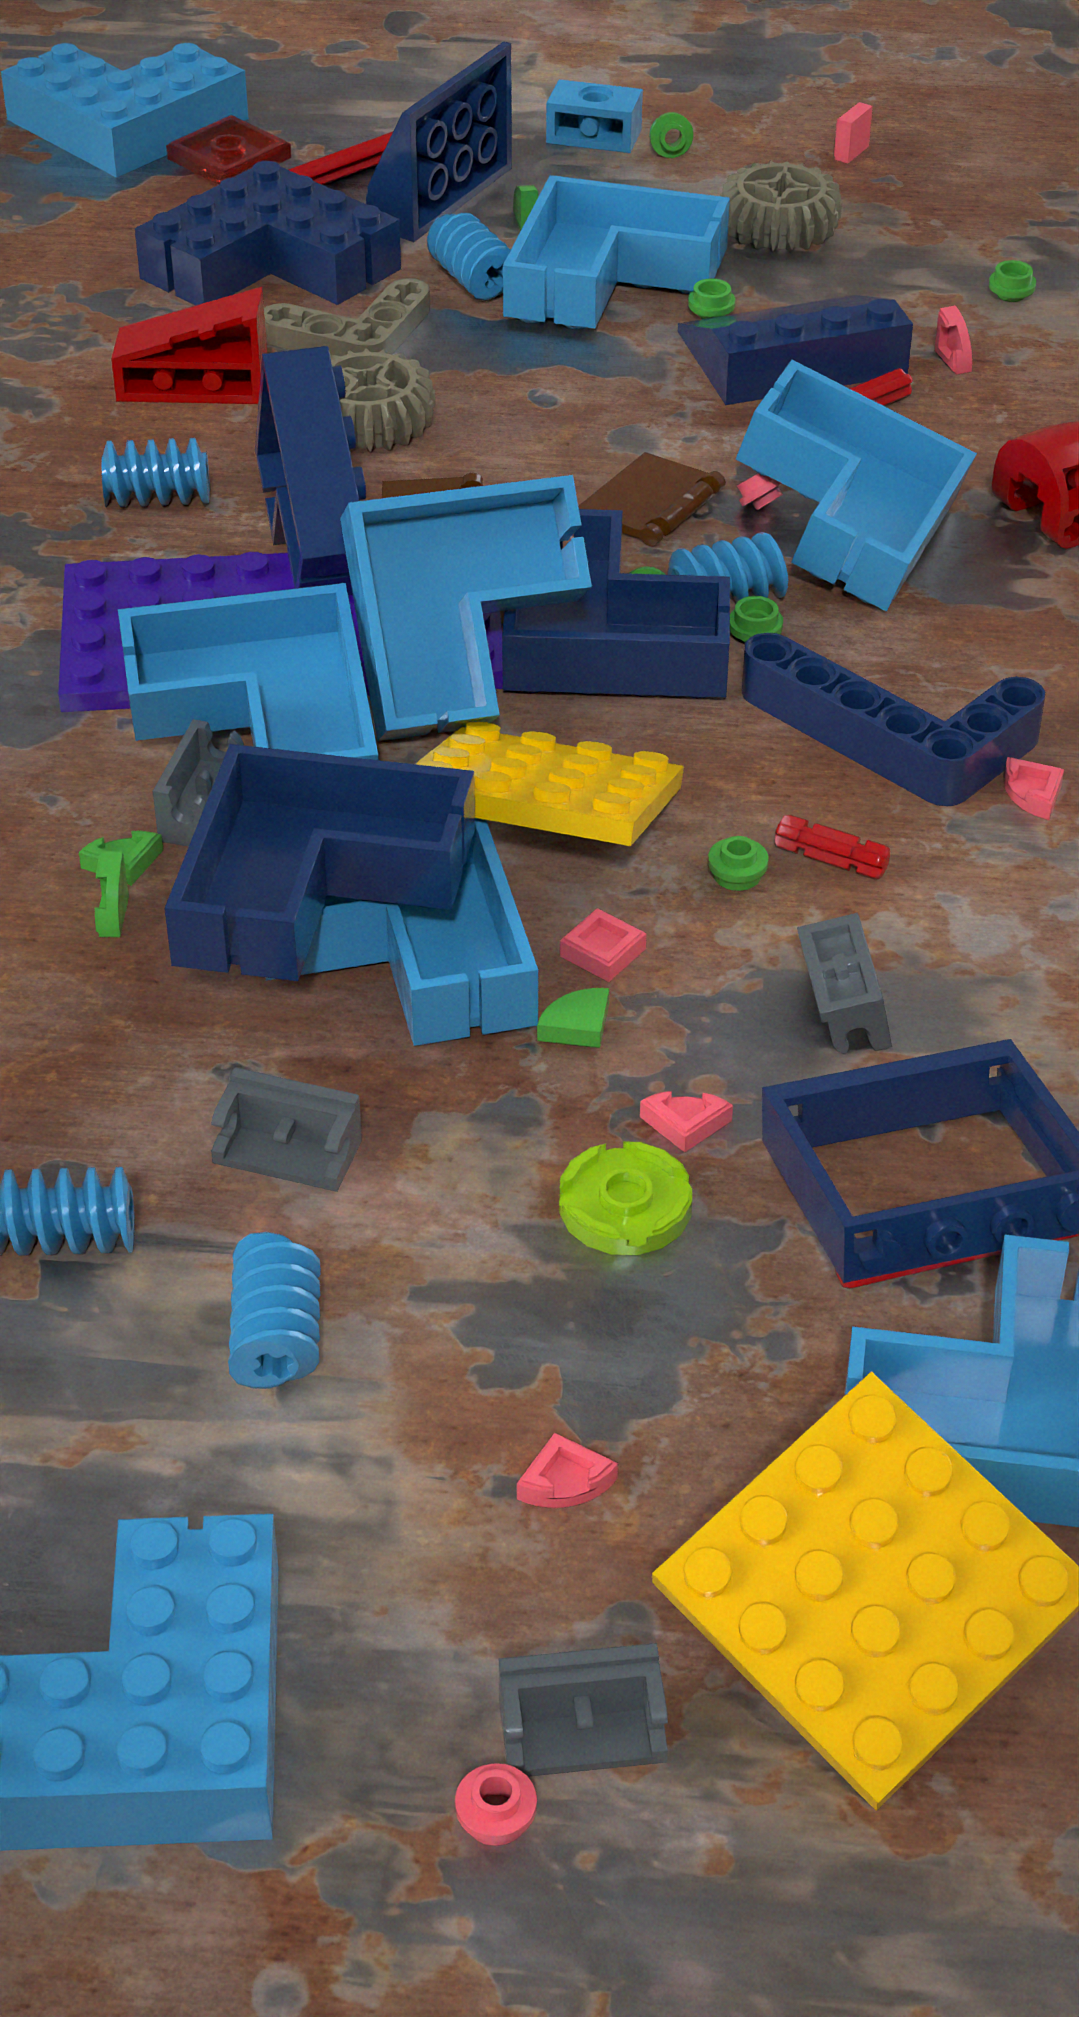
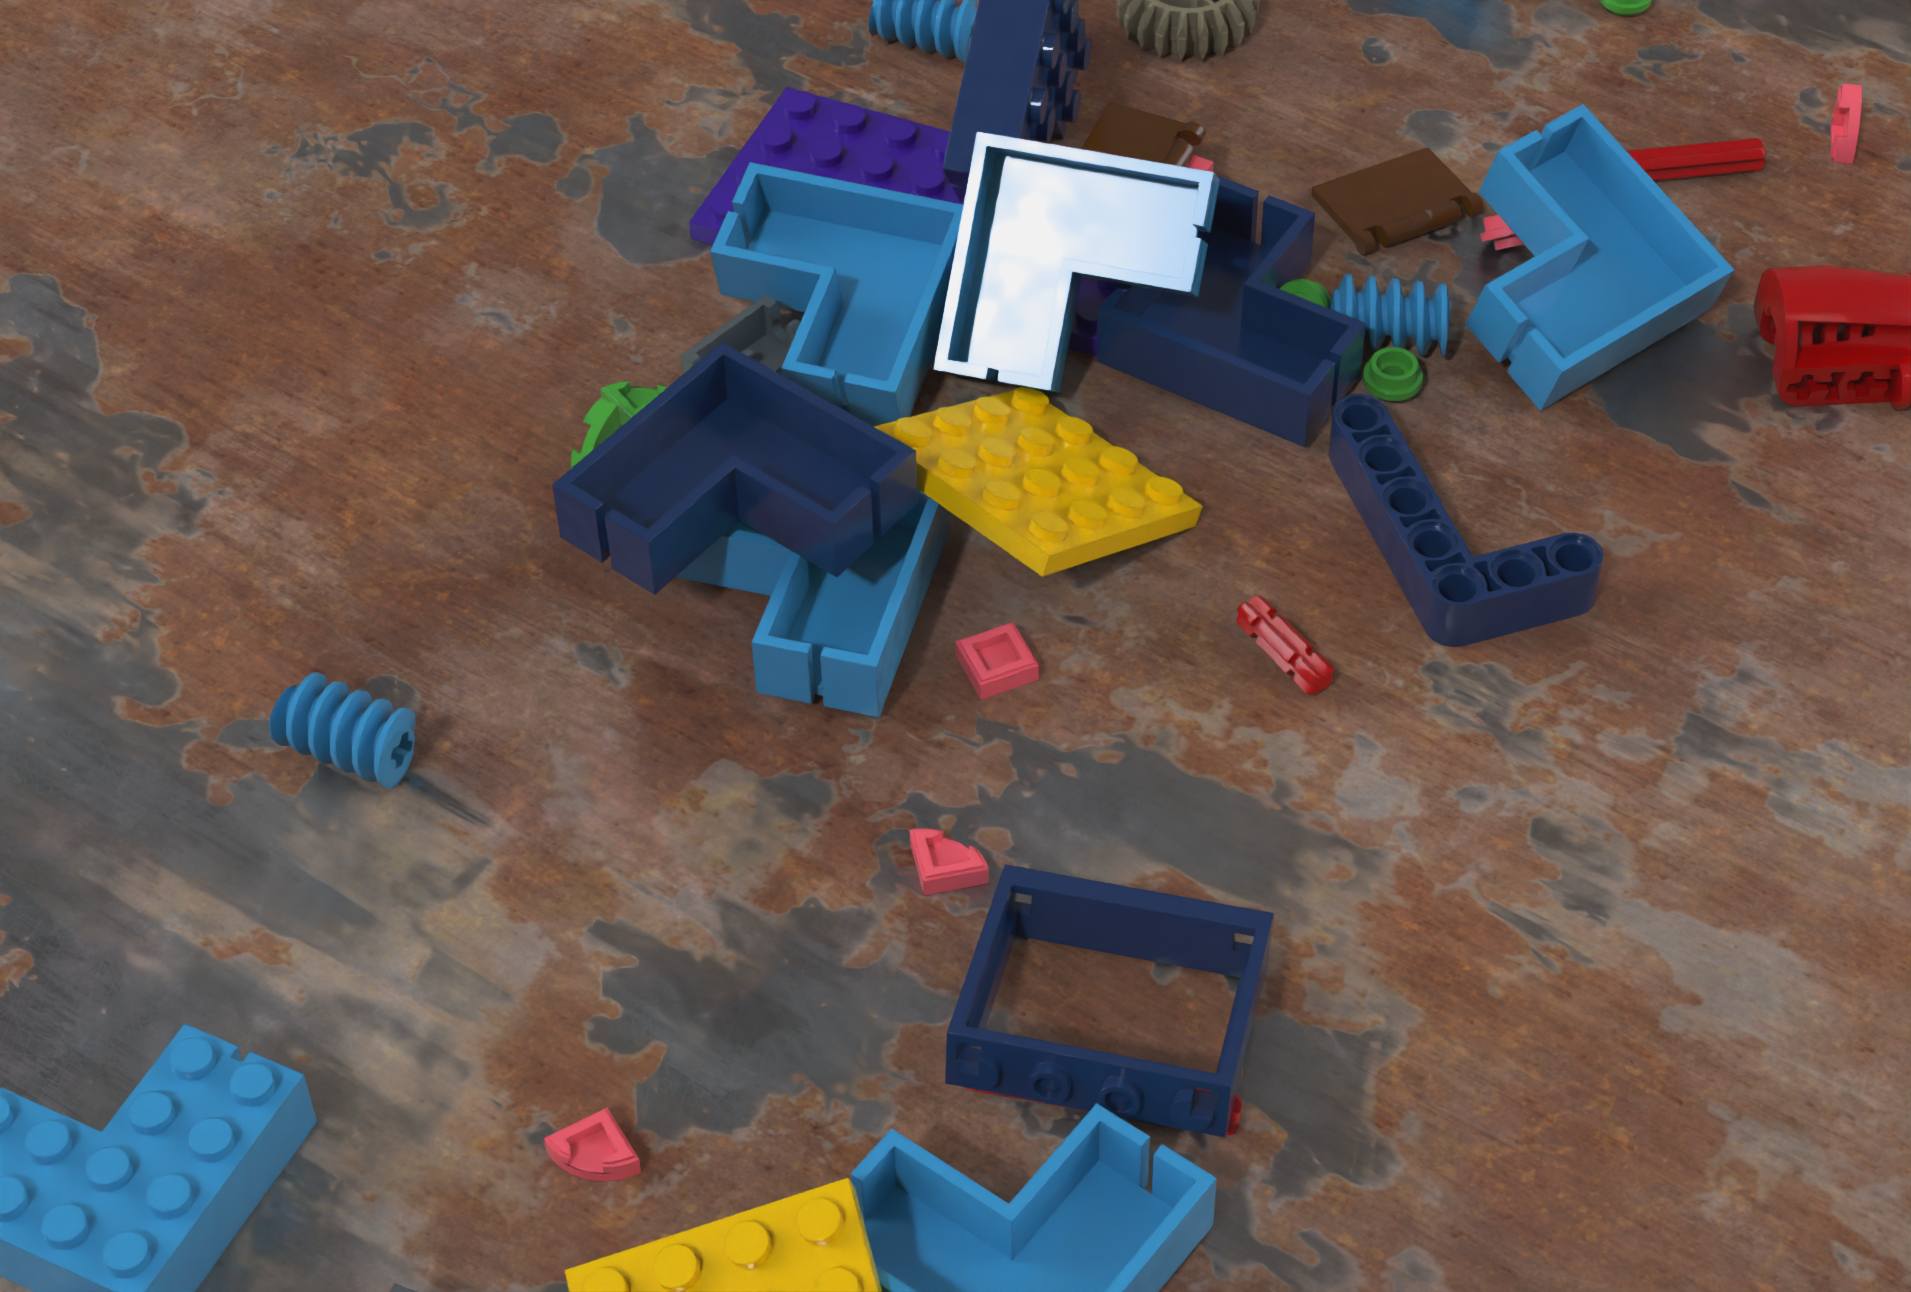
camera: 30 degrees right, 5 degrees up
(273, 1311) = (449, 894): dark azure piece -> none
(287, 1129) = (585, 730): dark grey hinge -> none
(575, 1018) = (917, 724): bright green tile -> none
(625, 1198) = (834, 917): lime tile -> none
(737, 862) = (1181, 626): bright green plate -> none
(837, 337) = (1678, 76): dark blue slope -> none
(845, 980) = (1178, 790): dark grey hinge -> none
(1033, 786) = (1540, 658): coral tile -> none

